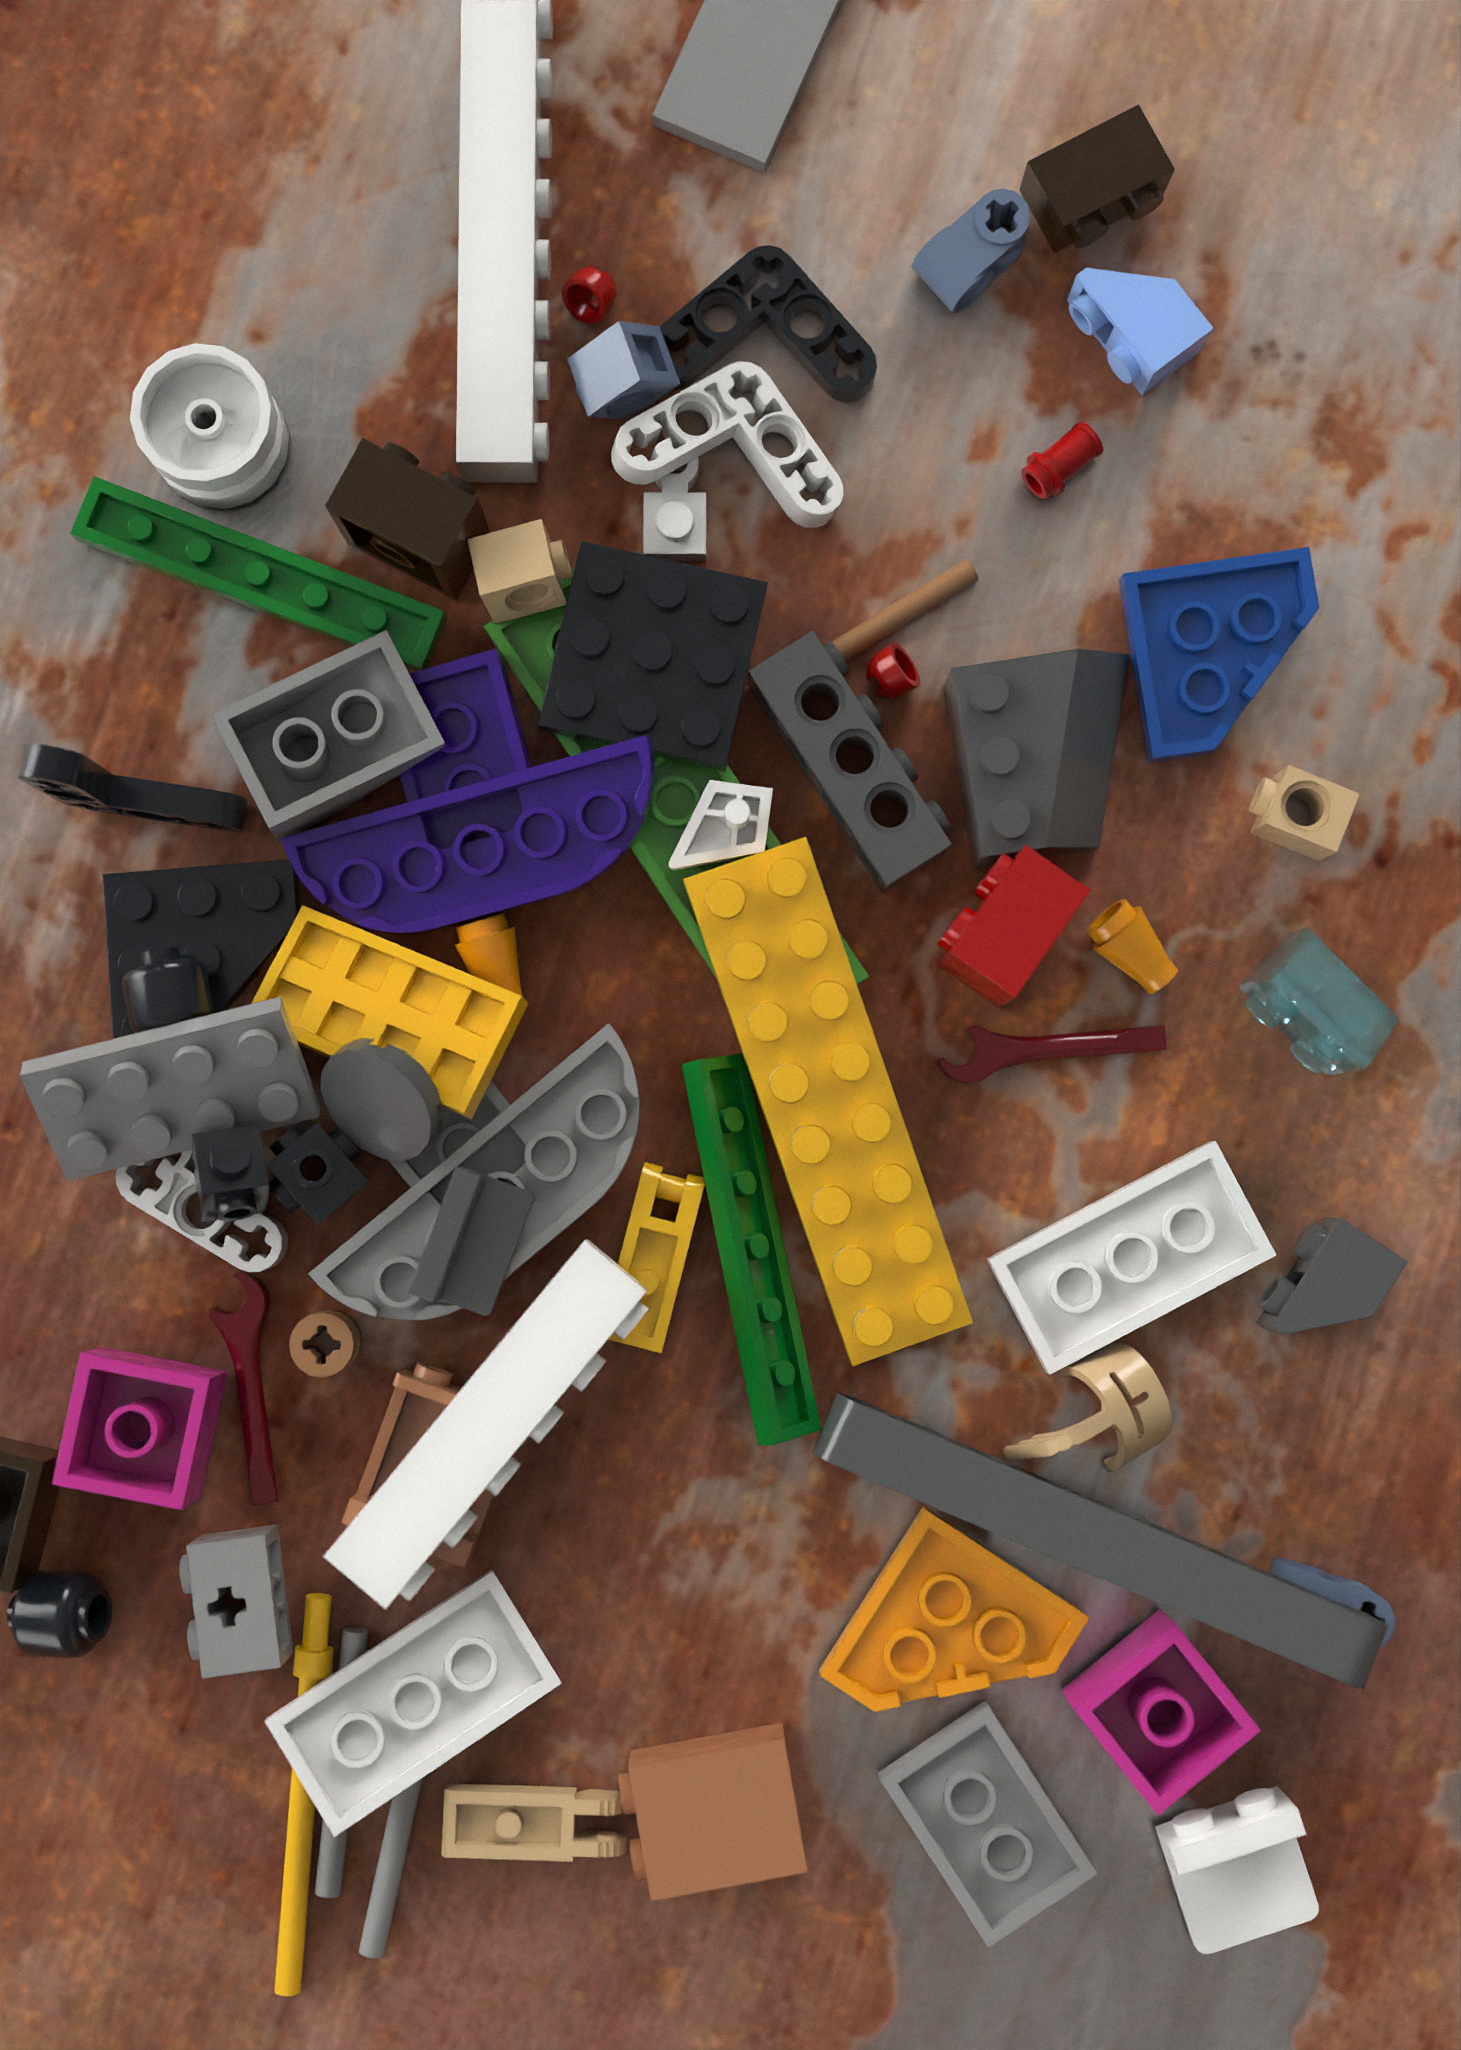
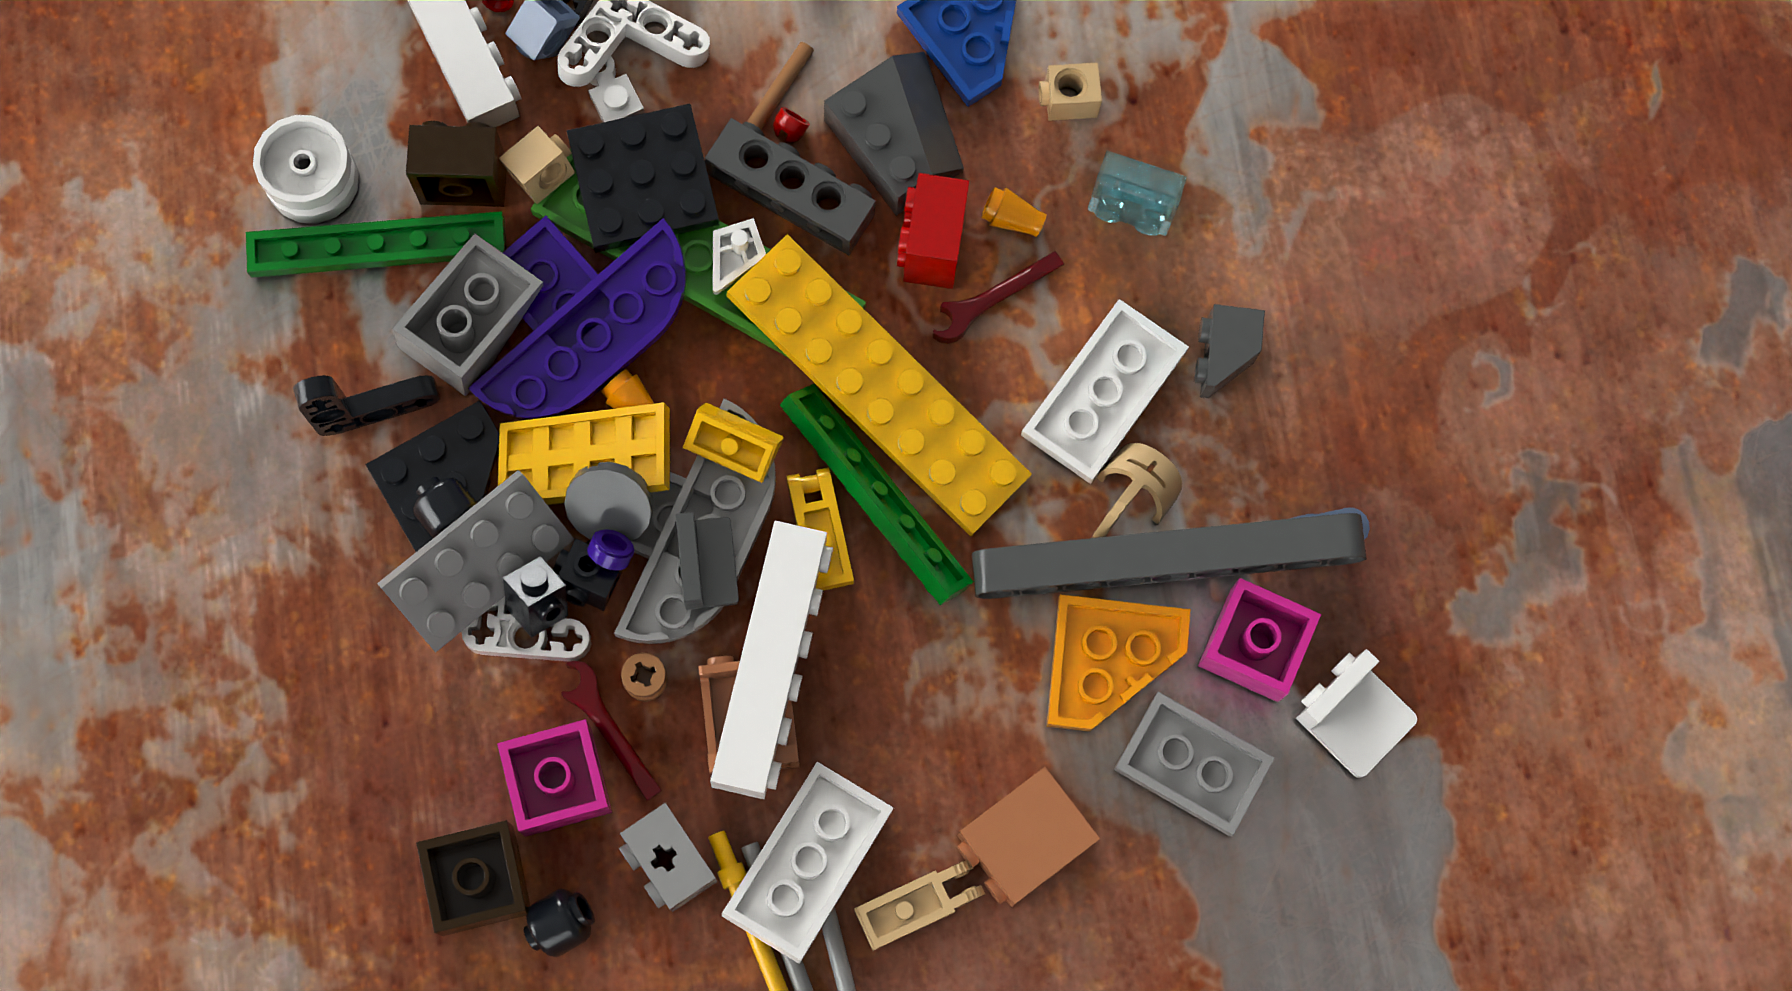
camera: 30 degrees left, 10 degrees down
(353, 1163) = (610, 549): none -> dark purple tile
(590, 1091) = (732, 442): none -> yellow slope

